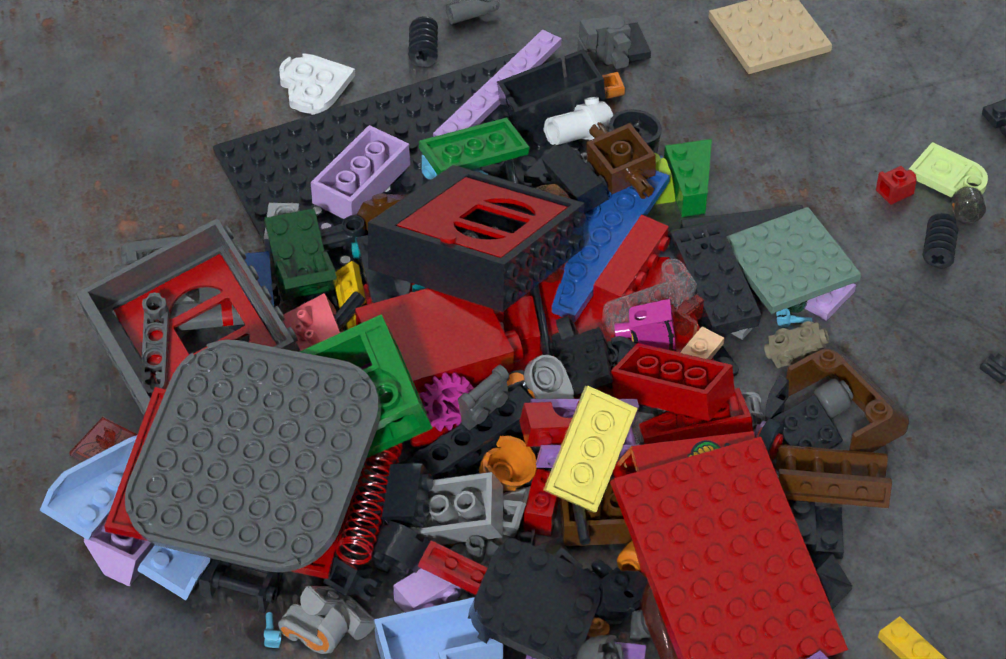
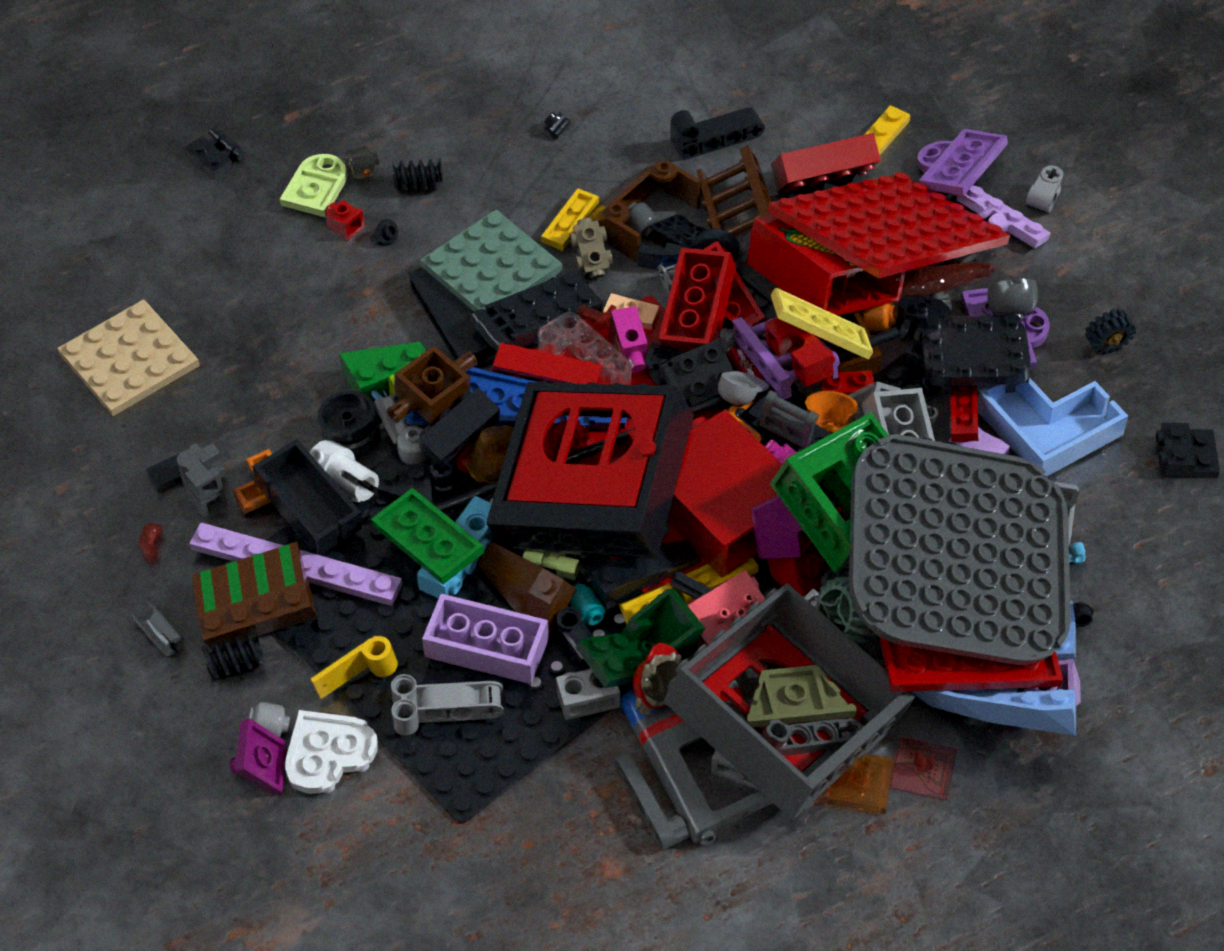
camera: 105 degrees left, 5 degrees up
(110, 399) = (864, 785): none -> clear orange tile
(190, 333) = (797, 697): none -> olive wing
(200, 612) = (1083, 614): none -> black plate
(261, 253) = (653, 676): none -> dark tan hair
(317, 35) = (260, 757): none -> magenta tile
(320, 131) = (442, 702): none -> light grey piece
(354, 51) = (270, 717): none -> light grey head
(372, 101) = (372, 654): none -> yellow door
(470, 52) = (253, 596): none -> reddish brown slope
(562, 15) = (146, 540): none -> clear red arm
(855, 348) = (576, 208): none -> yellow plate
(863, 564) = (825, 163): none -> red brick
(872, 211) = (386, 232): none -> black plate
(949, 490) = (713, 134): none -> black beam

